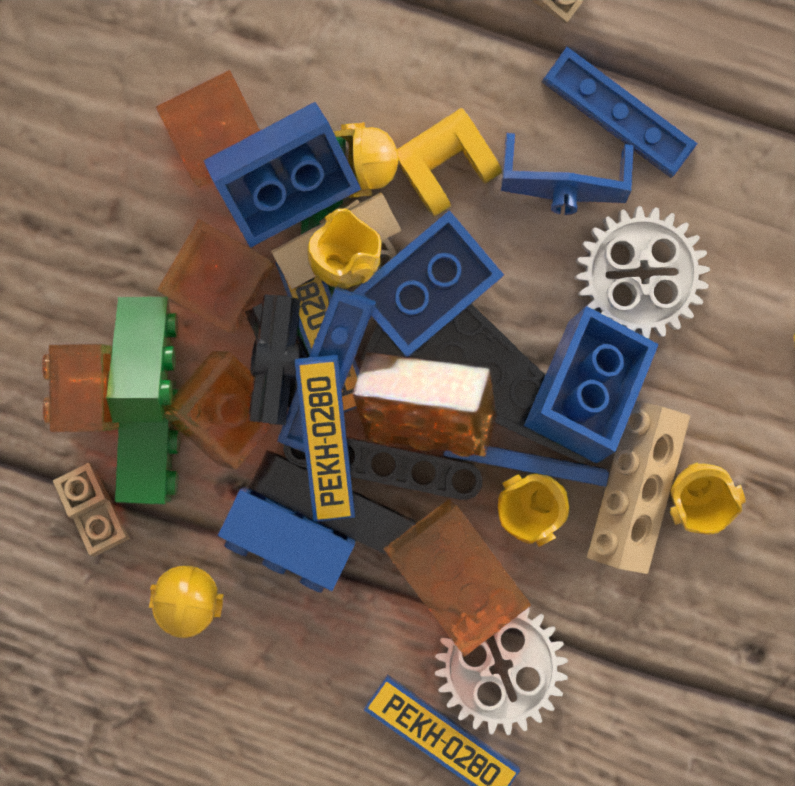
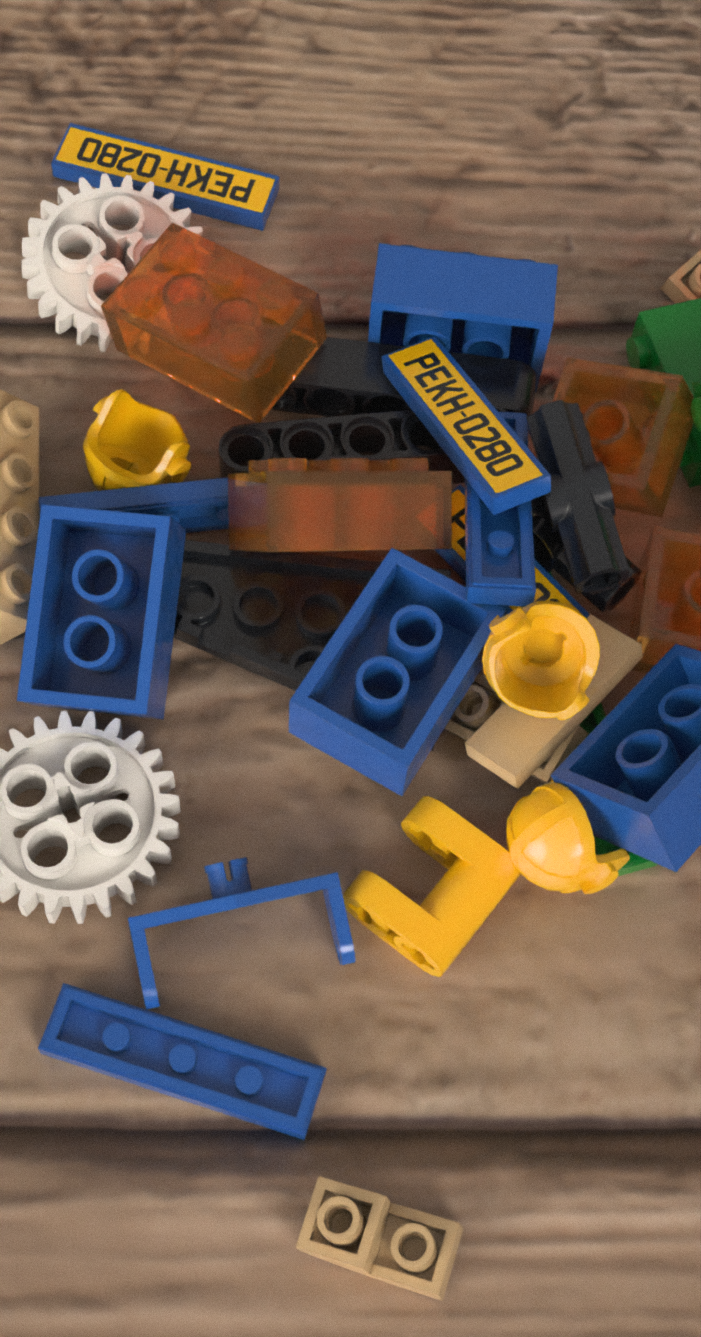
camera: 155 degrees right, 25 degrees down
(185, 601) = (558, 223): yellow cap -> none

